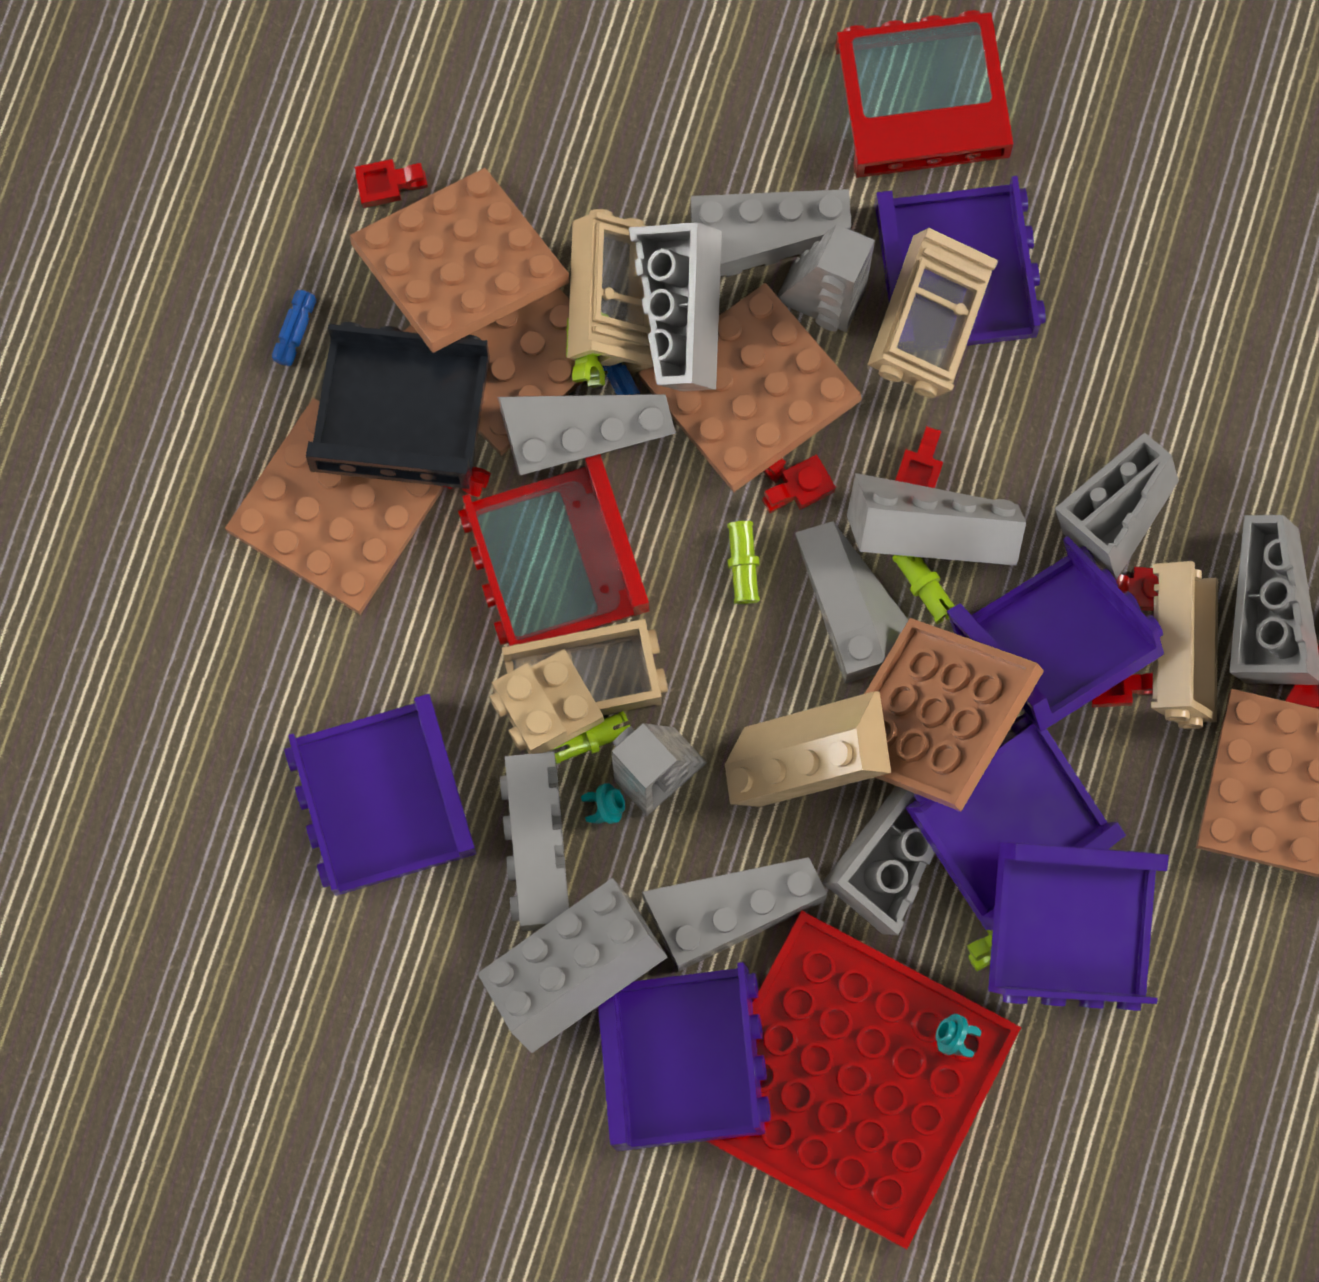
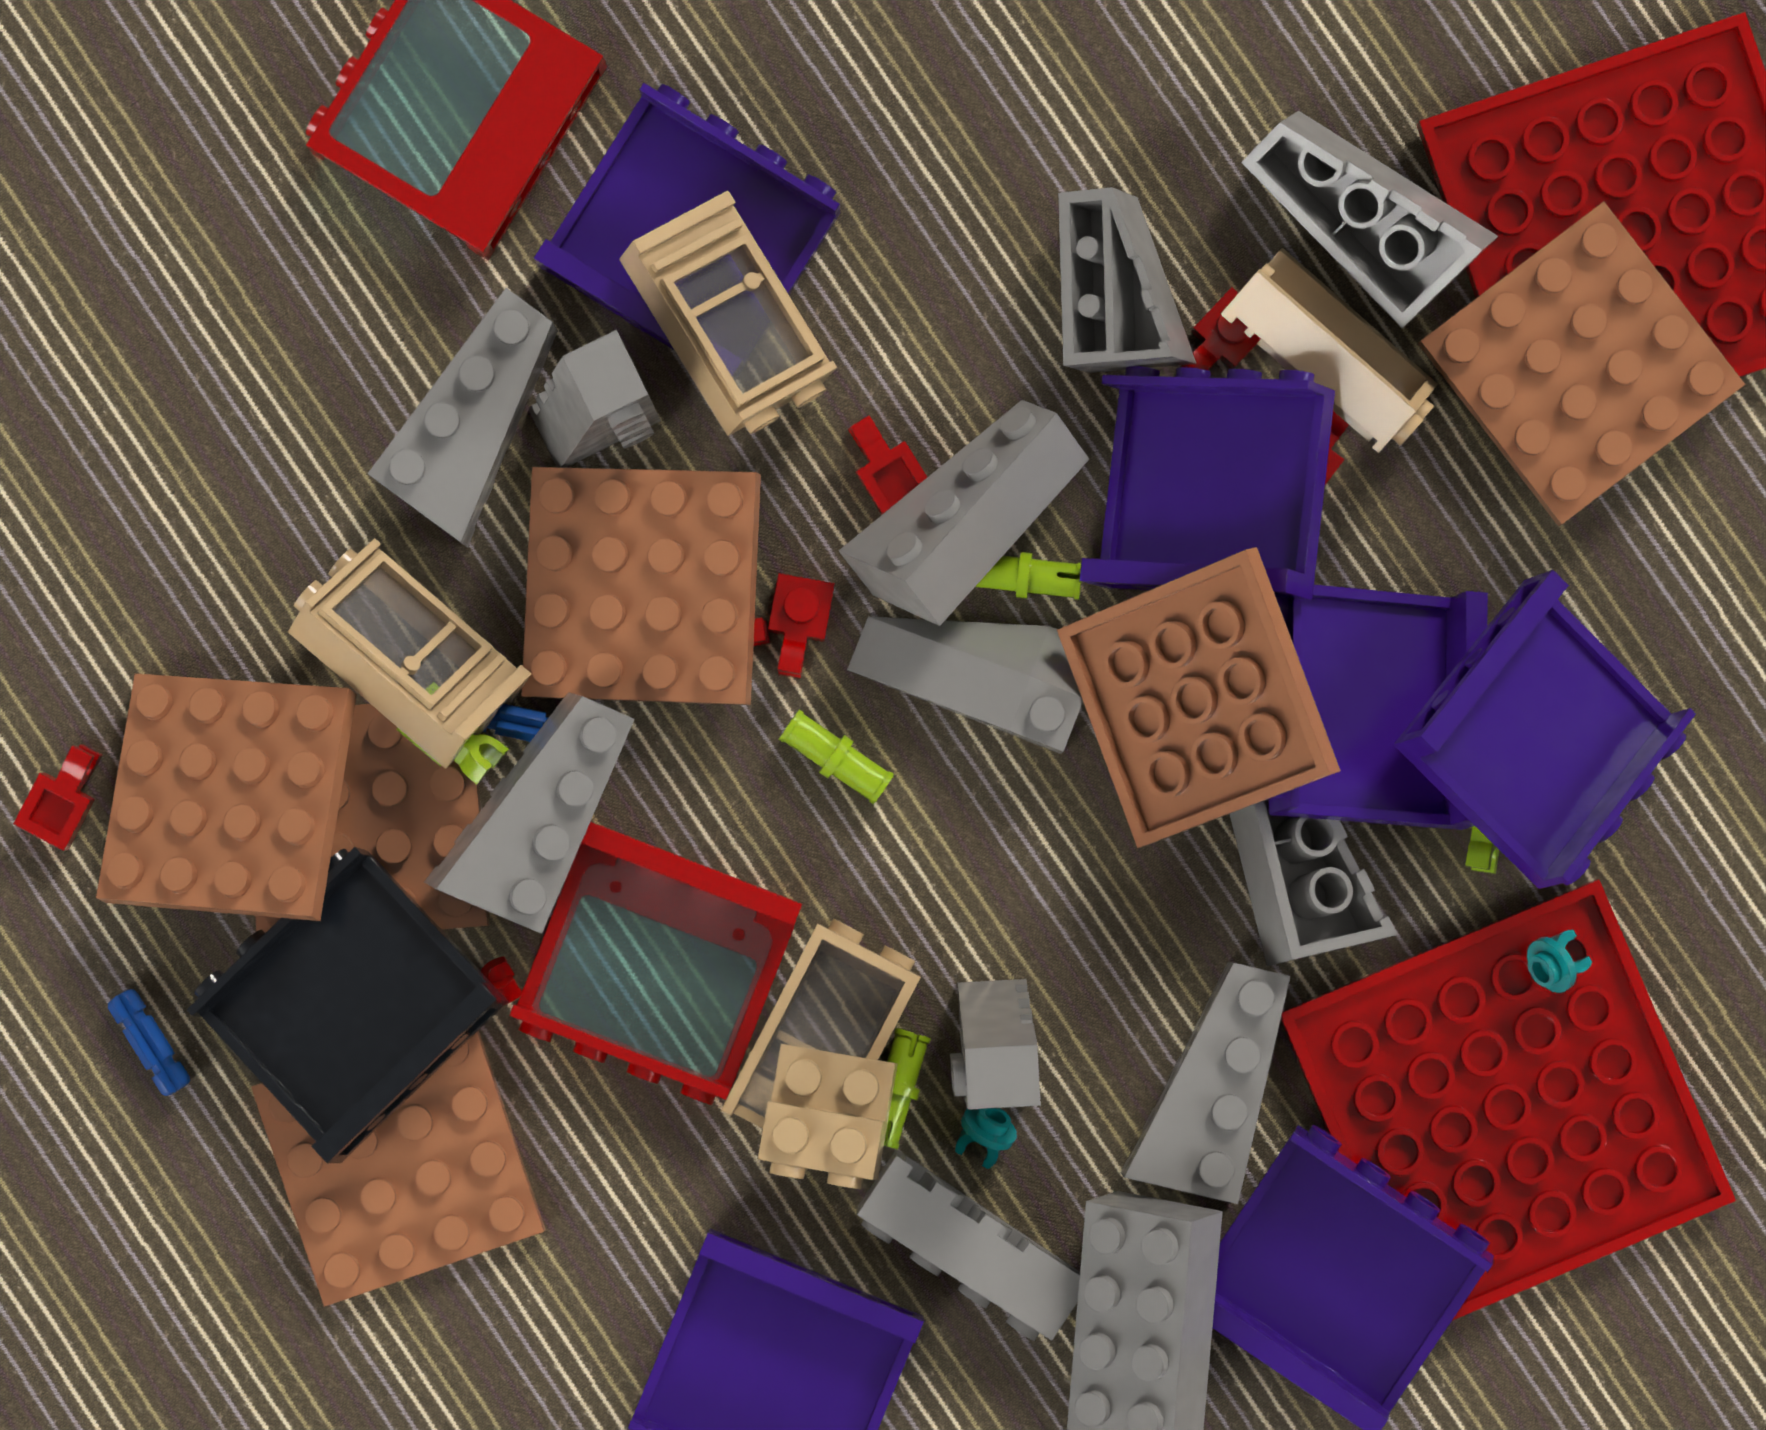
camera: 50 degrees left, 10 degrees up
(682, 301) = (490, 591): light grey wedge -> none
(809, 752) = (1119, 868): tan slope -> none

